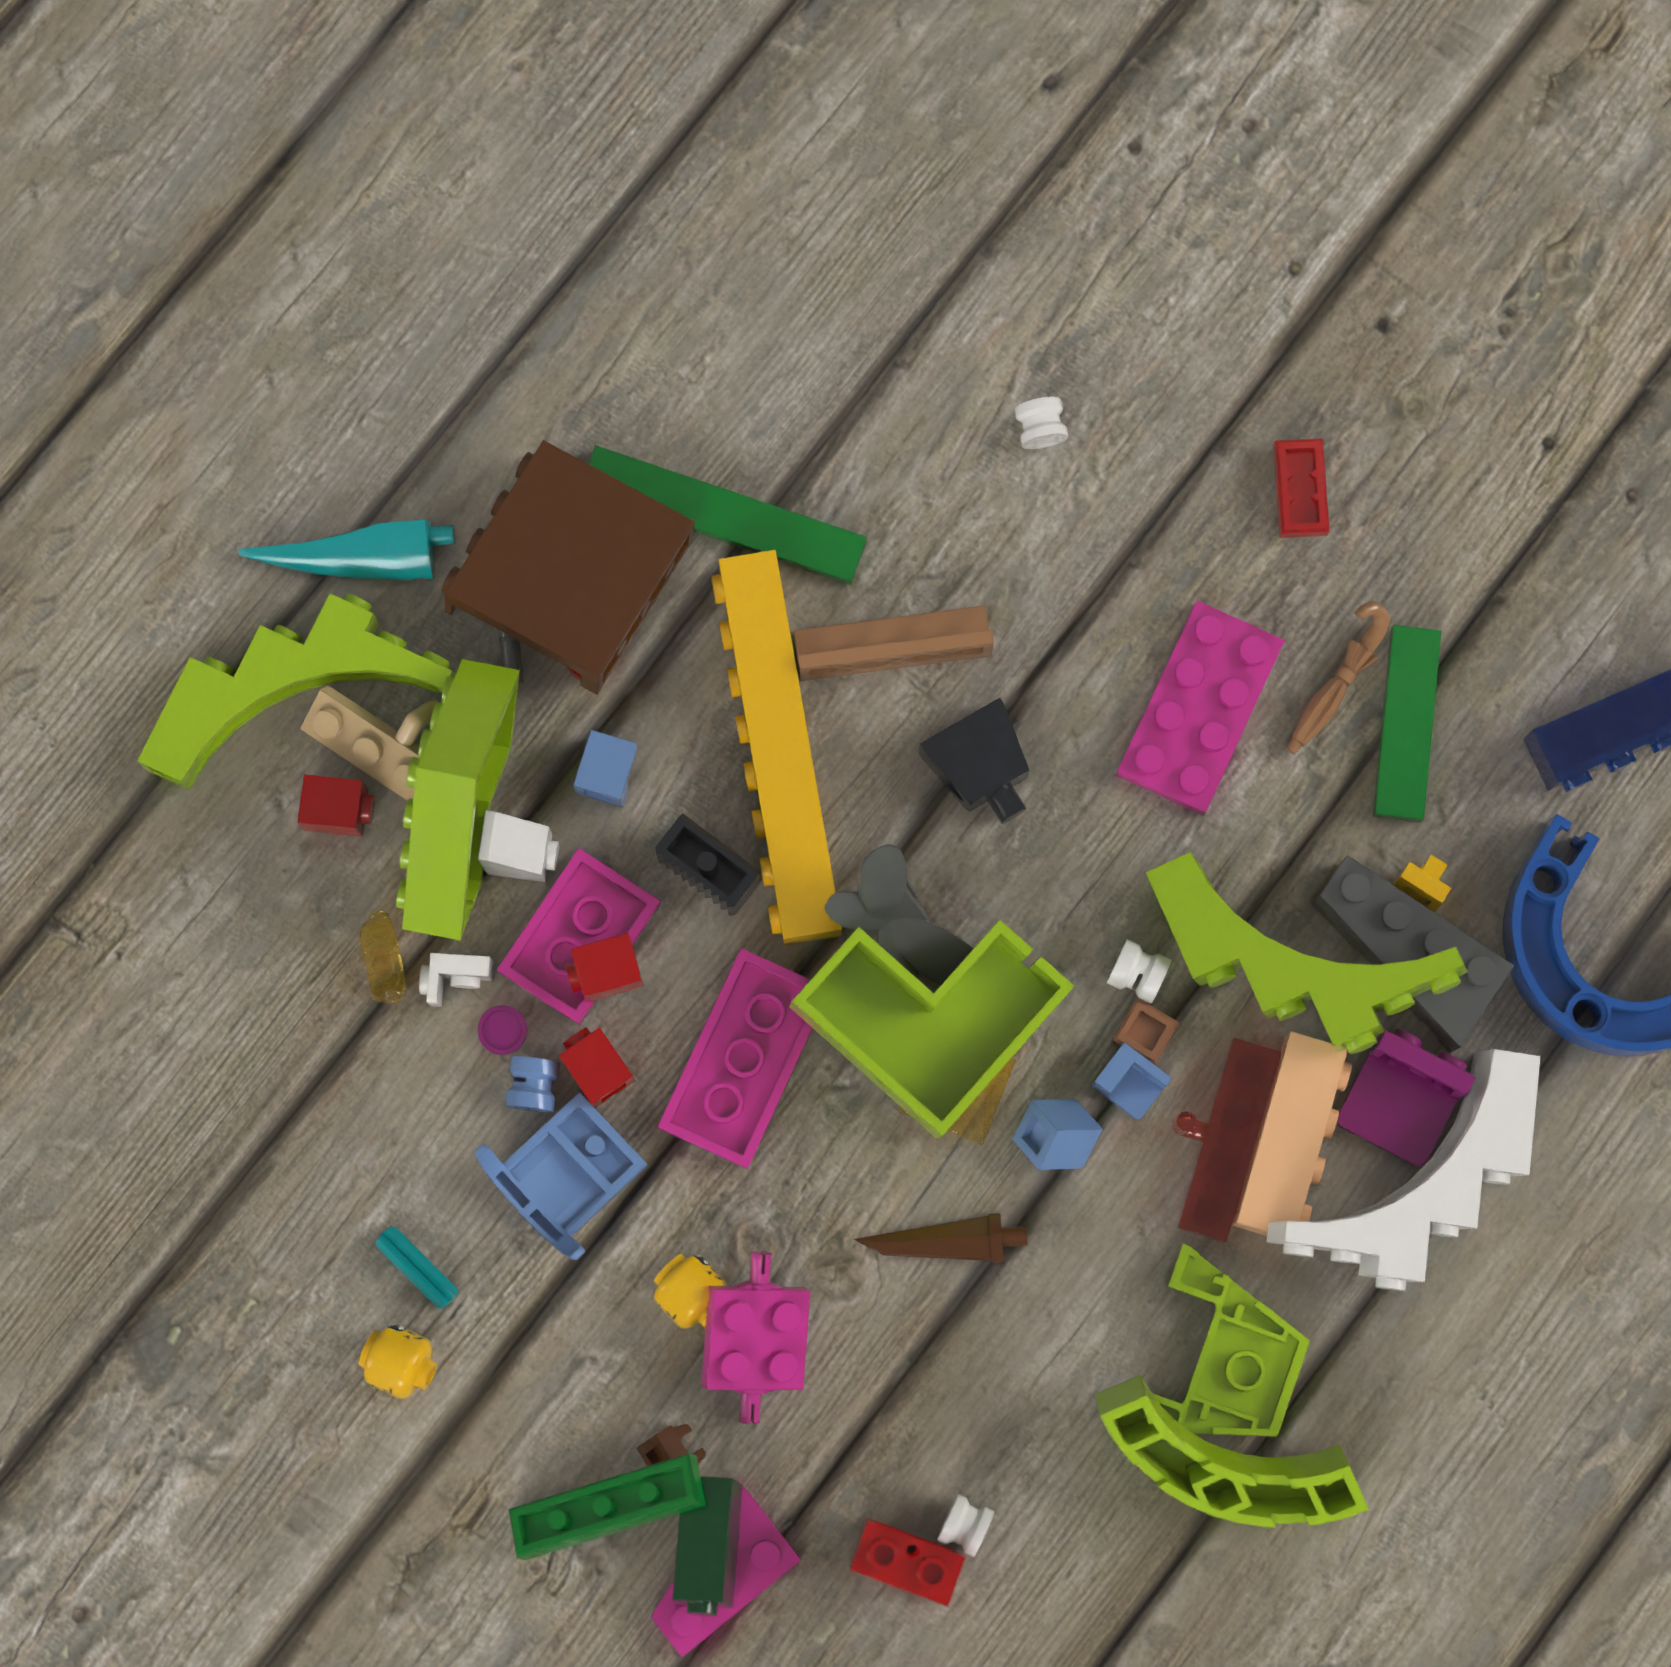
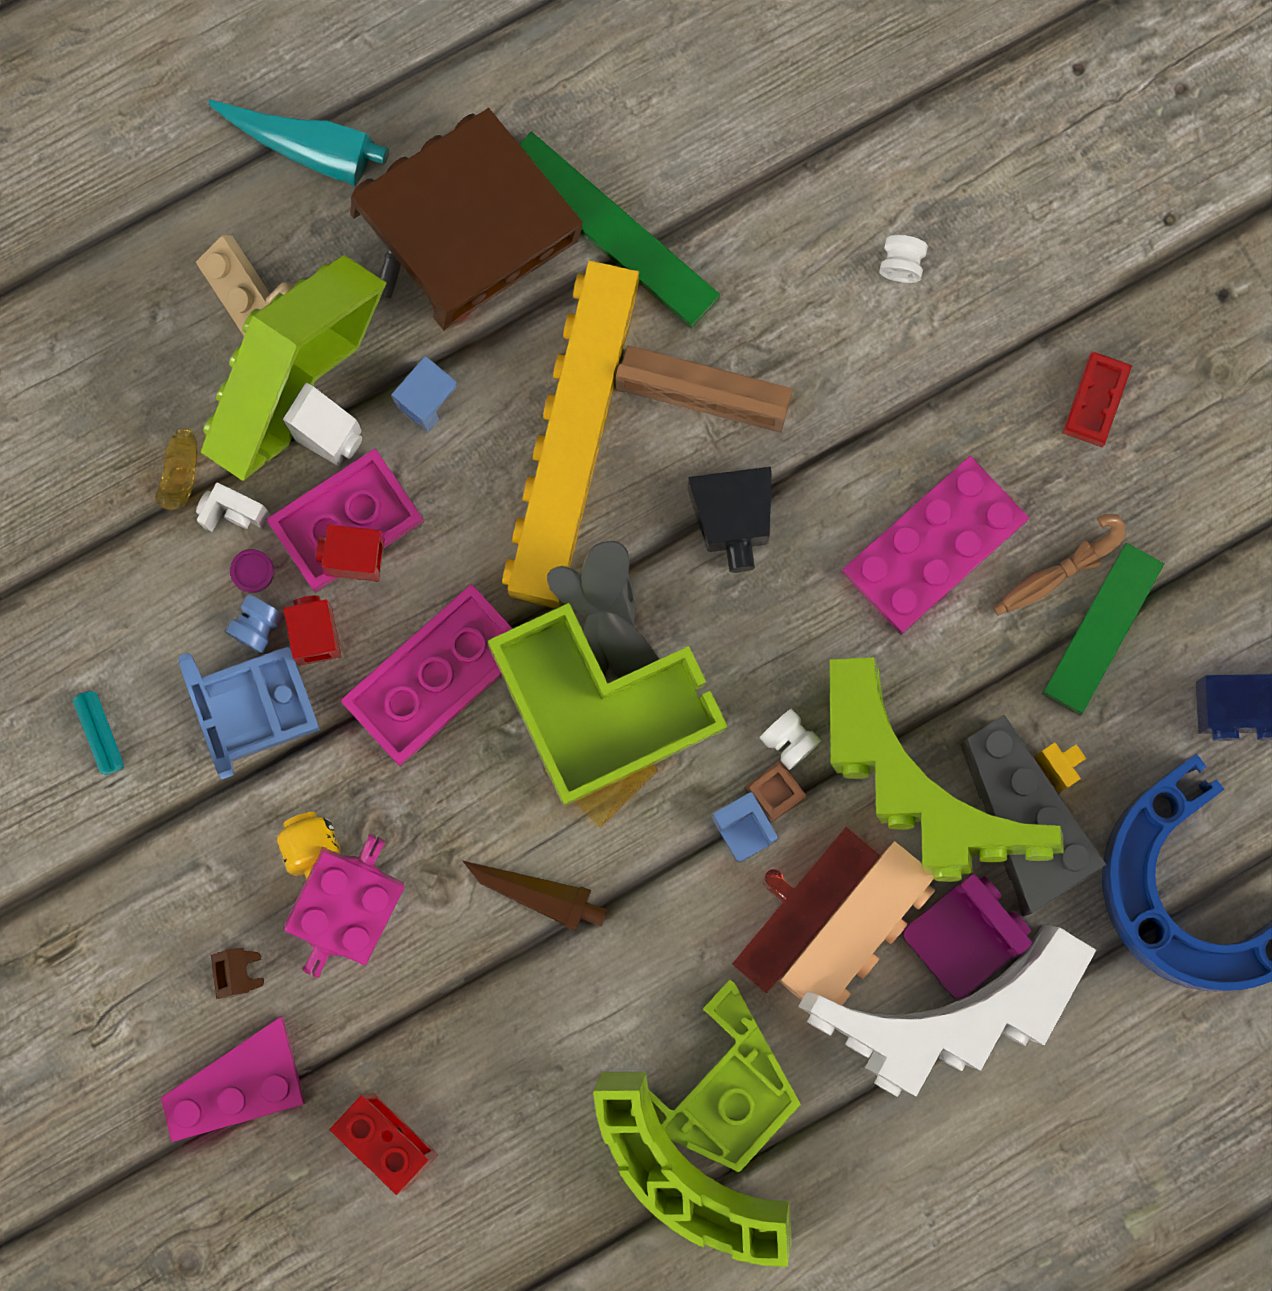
camera: 25 degrees right, 0 degrees up
(213, 704) = (138, 213): lime arch -> none
(335, 805) = (195, 333): red brick -> none
(398, 1361) = (48, 802): yellow head -> none
(607, 1507) = (162, 992): green tile -> none
(708, 864) = (472, 504): black brick -> none
(709, 1549) = (229, 1058): dark green brick -> none
(965, 1525) = (449, 1134): white wheel -> none
(1057, 1134) = (665, 844): medium blue panel -> none

